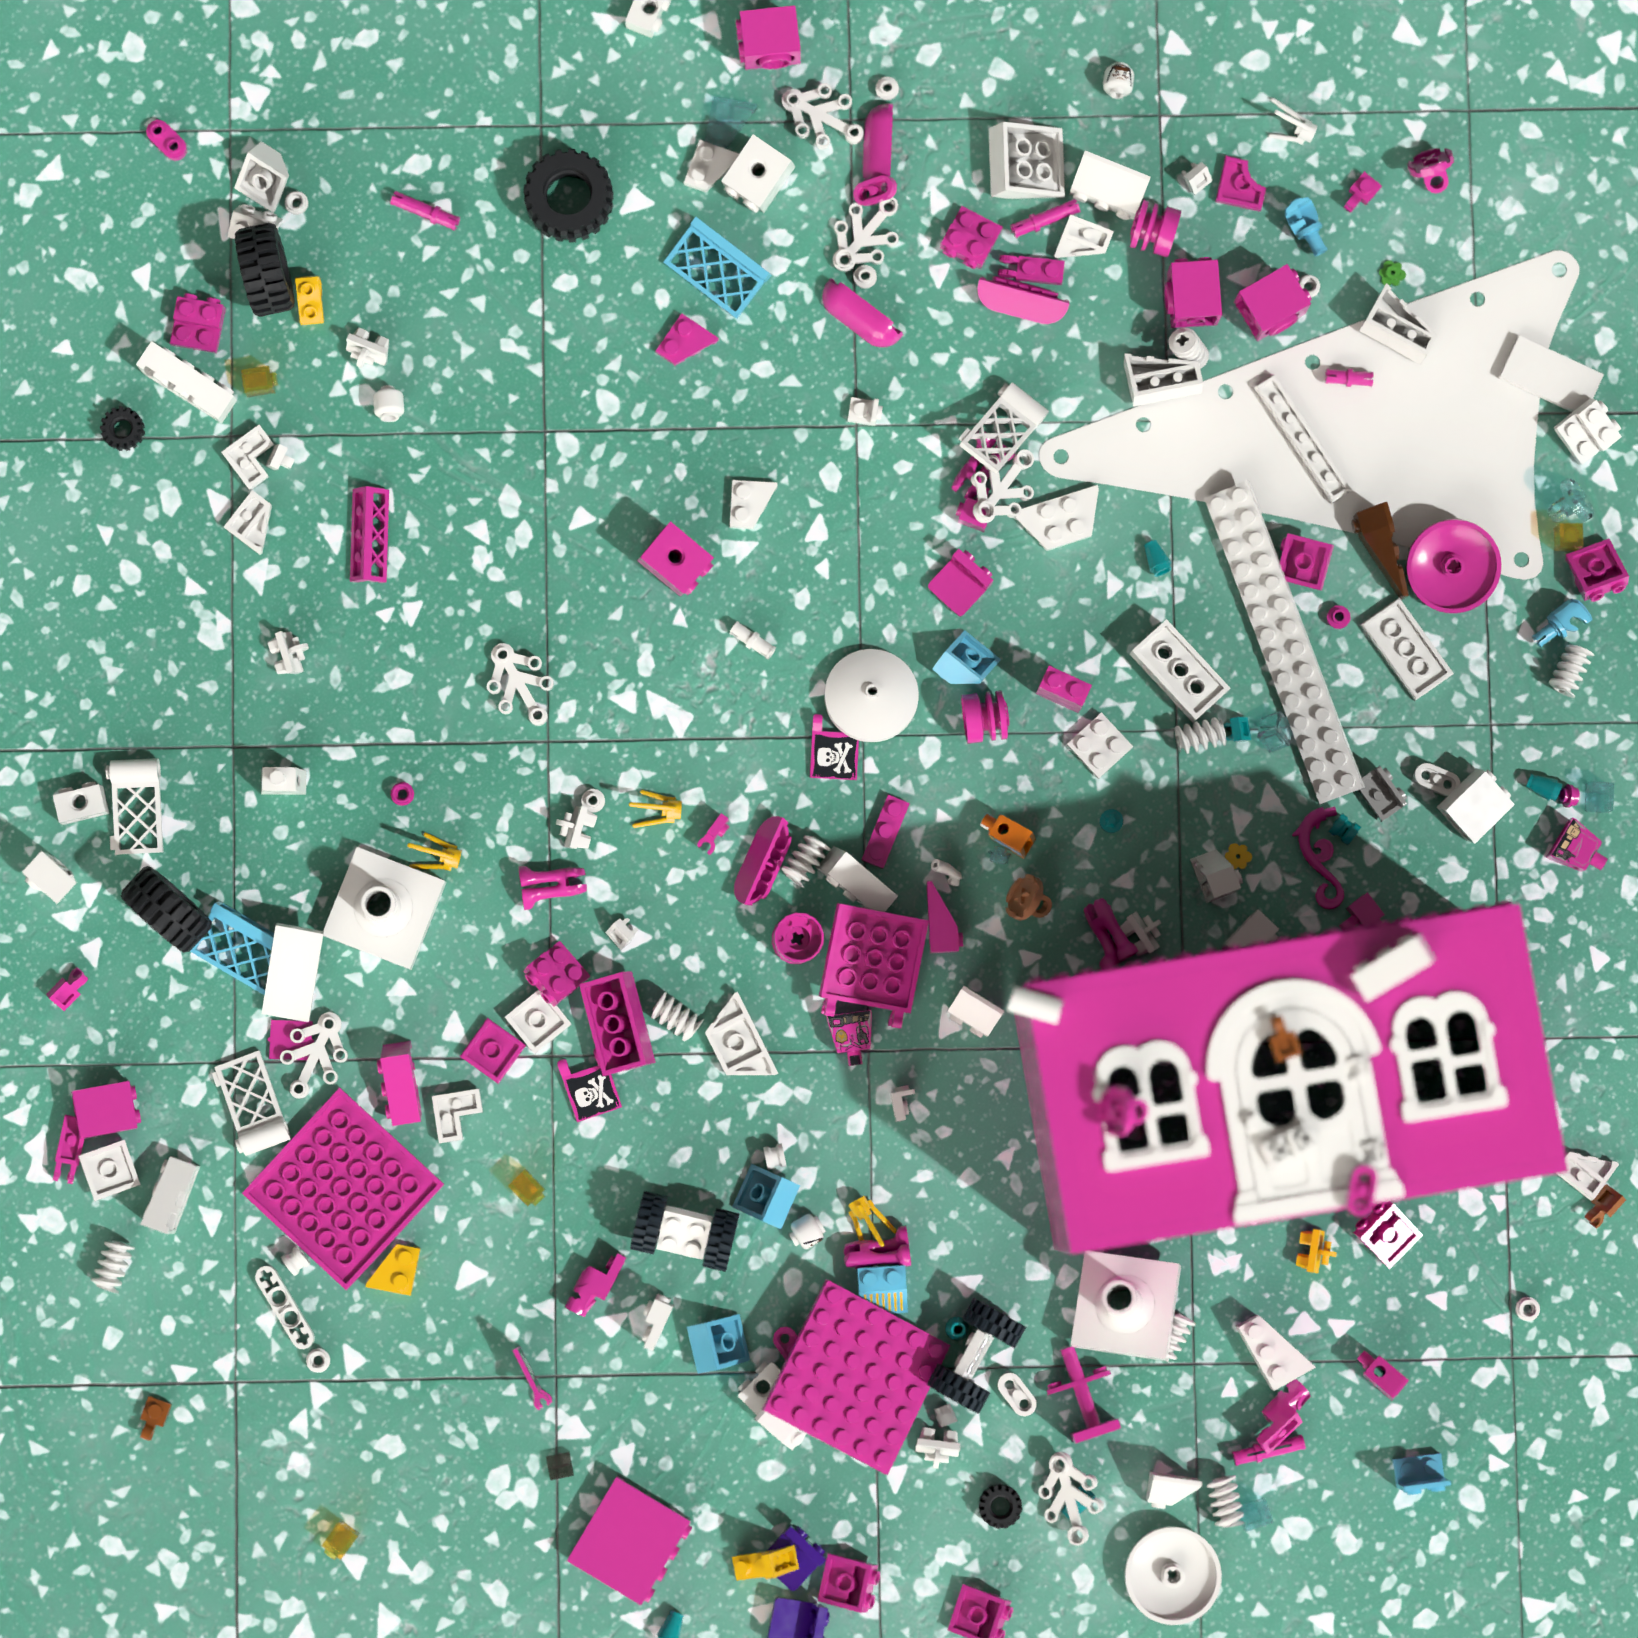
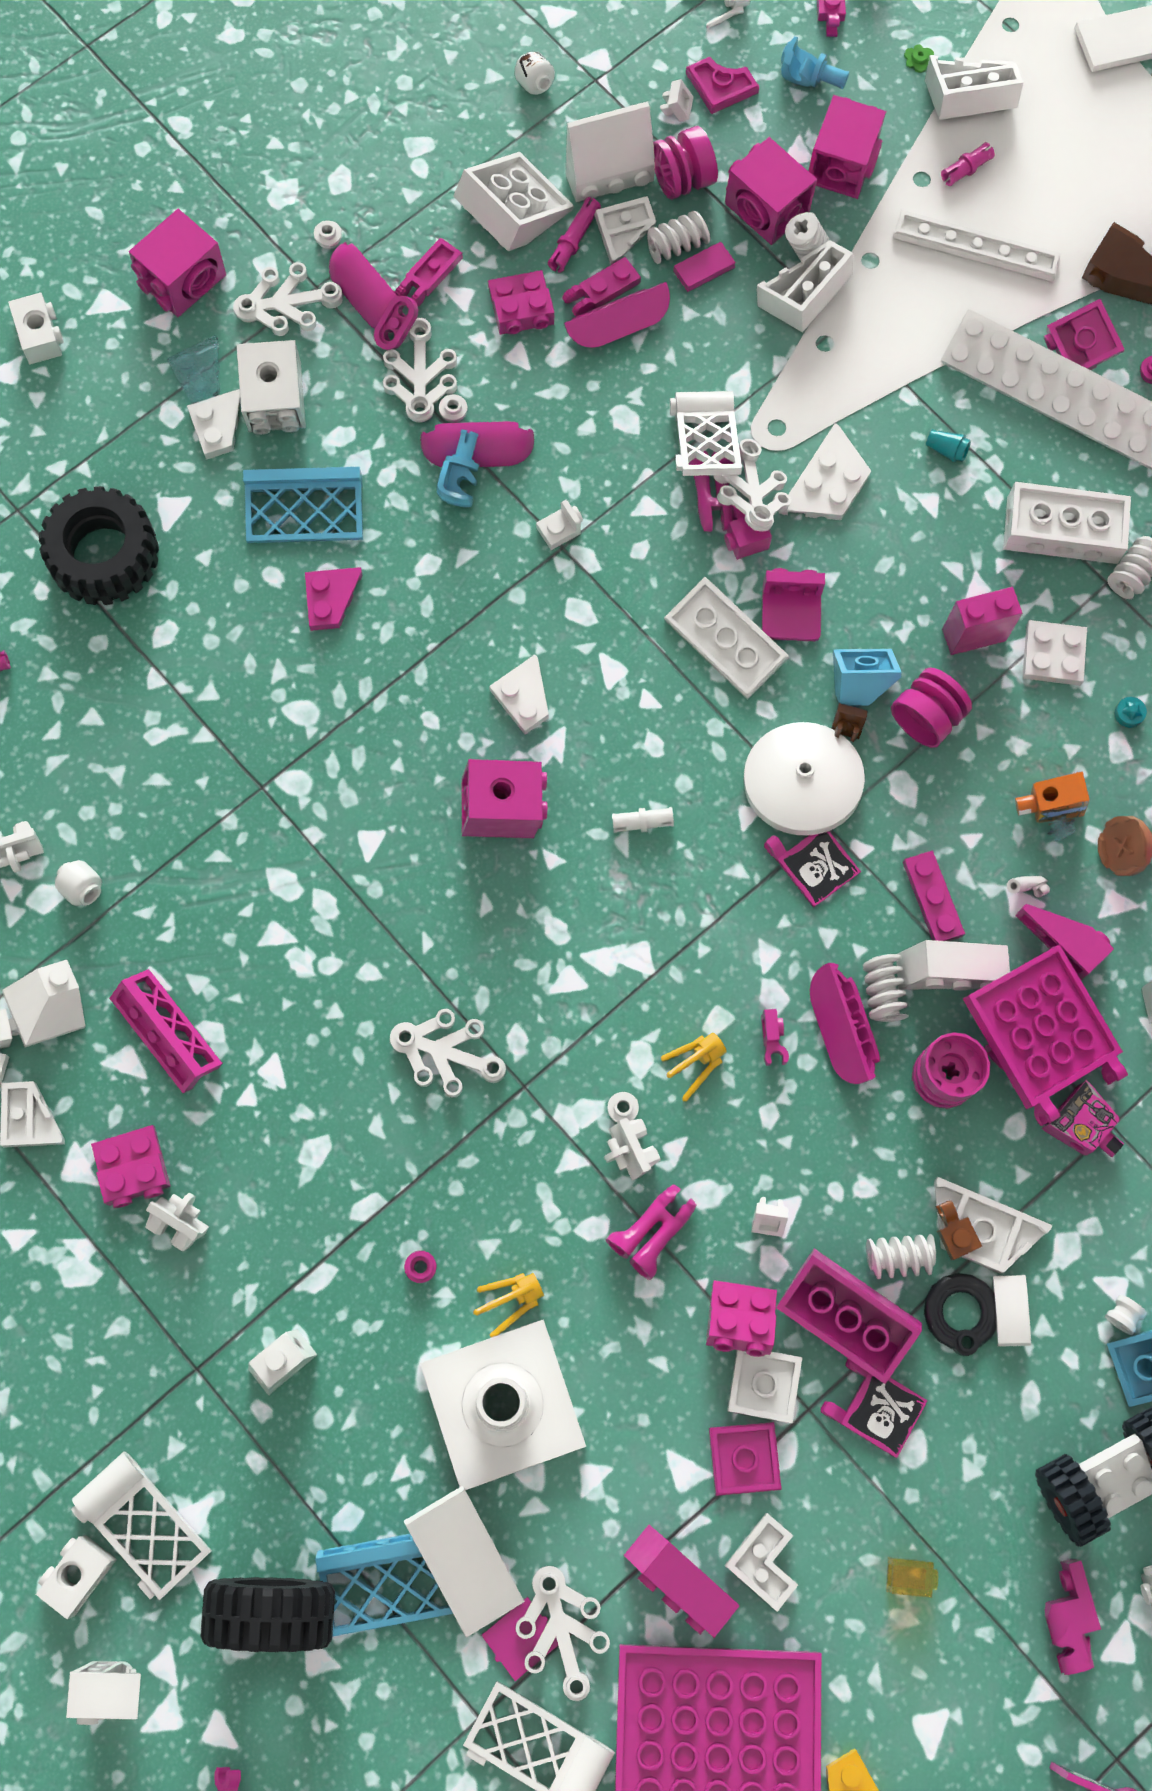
camera: 40 degrees left, 10 degrees down
(286, 600) = (130, 1167): none -> dark pink plate
(312, 463) = (45, 1003): none -> white slope
(703, 1085) = (939, 1327): none -> black piece
(712, 1099) = (1012, 1310): none -> white slope
(717, 1032) = (957, 1235): none -> dark orange plate
(834, 322) = (458, 468): none -> medium azure piece
(903, 568) = (726, 638): none -> white tile
(929, 169) = (430, 271): none -> dark pink hinge
(929, 683) = (849, 721): none -> reddish brown tile
(1109, 275) = (677, 234): none -> white piece
(1111, 308) = (704, 266): none -> dark pink tile

